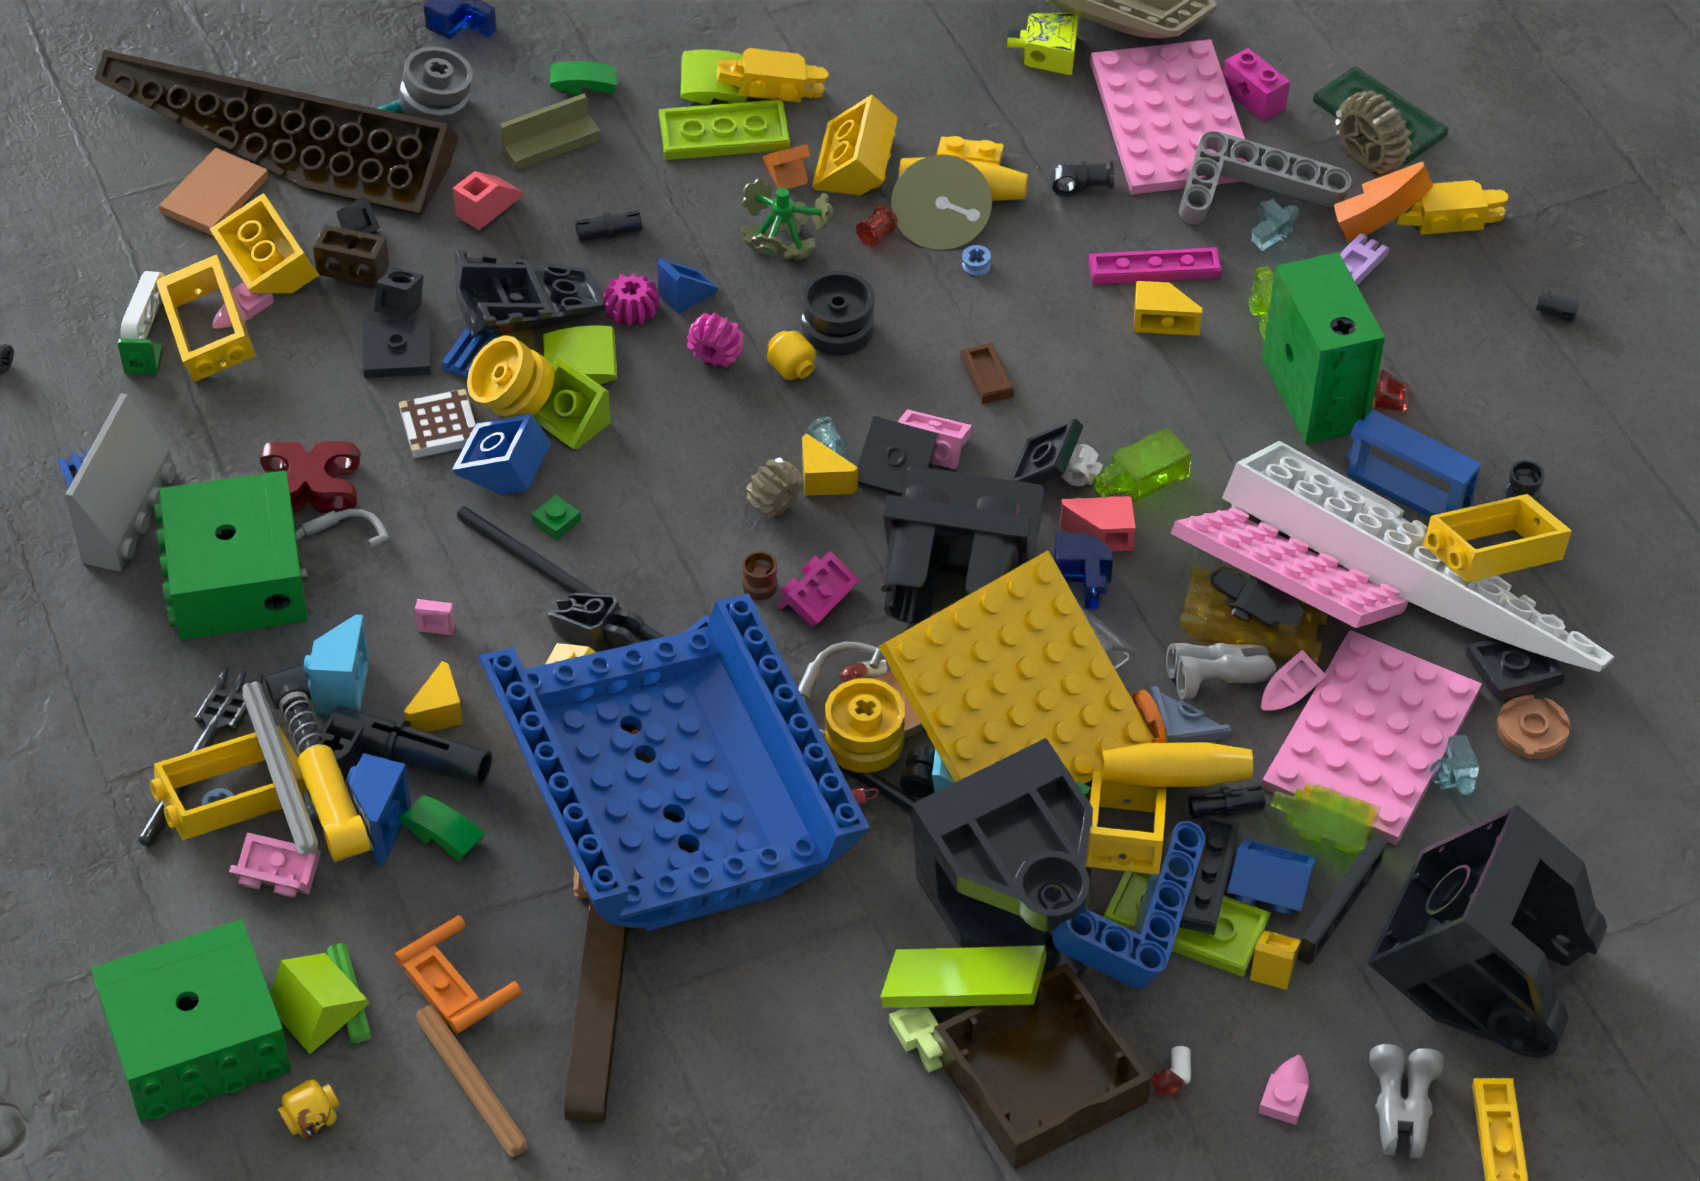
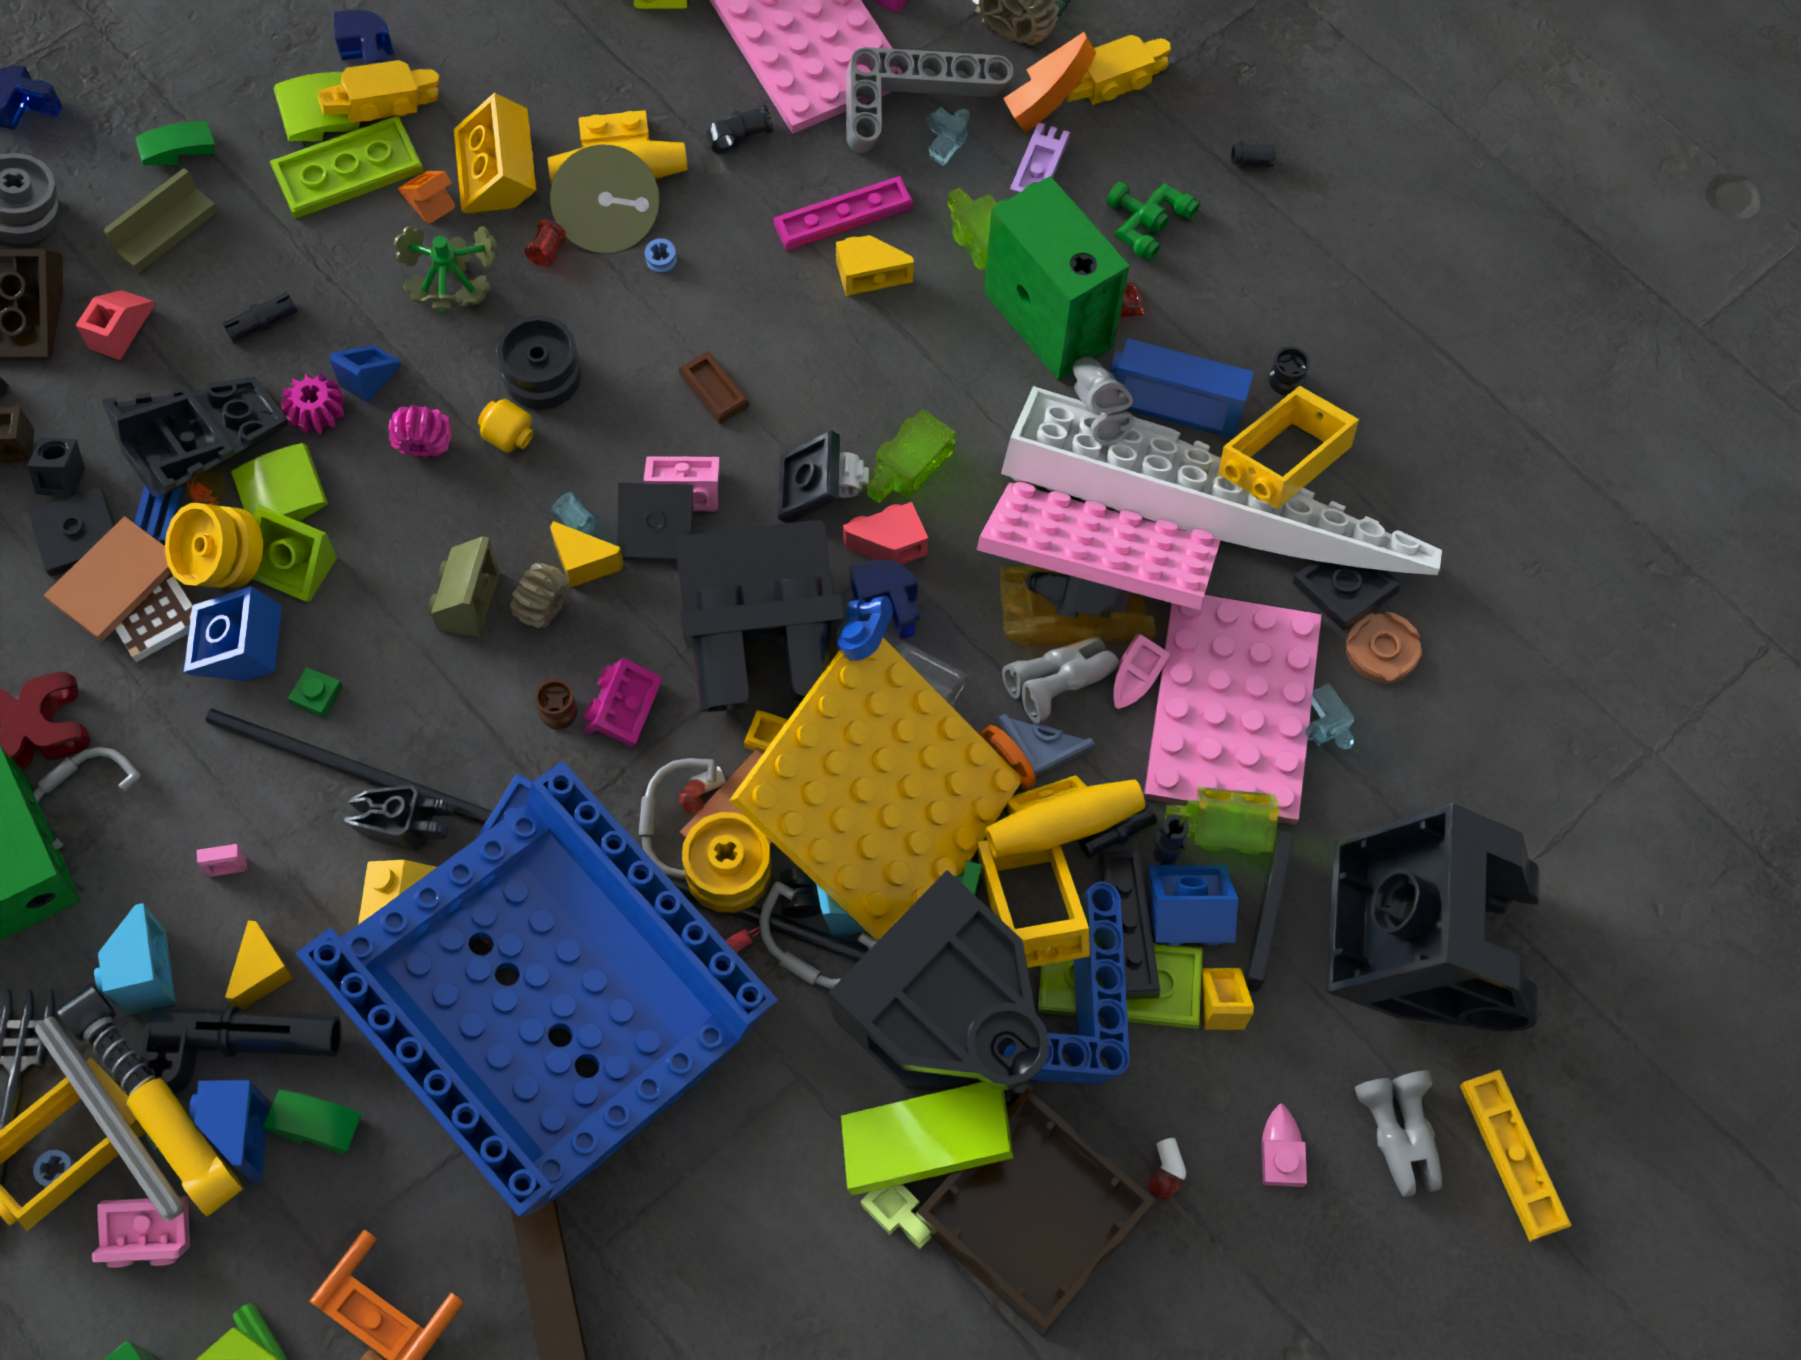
camera: 20 degrees left, 15 degrees up
(415, 387) = (111, 579): none -> nougat tile
(713, 468) = (465, 588): none -> olive slope
(772, 30) = (362, 36): none -> clear blue brick
(891, 822) = (787, 959): none -> light grey piece
(1044, 551) = (862, 637): none -> blue plate
(1270, 813) = (1171, 840): none -> black pin
(1336, 454) = (1104, 397): none -> light grey piece
(1438, 332) = (1149, 215): none -> green piece

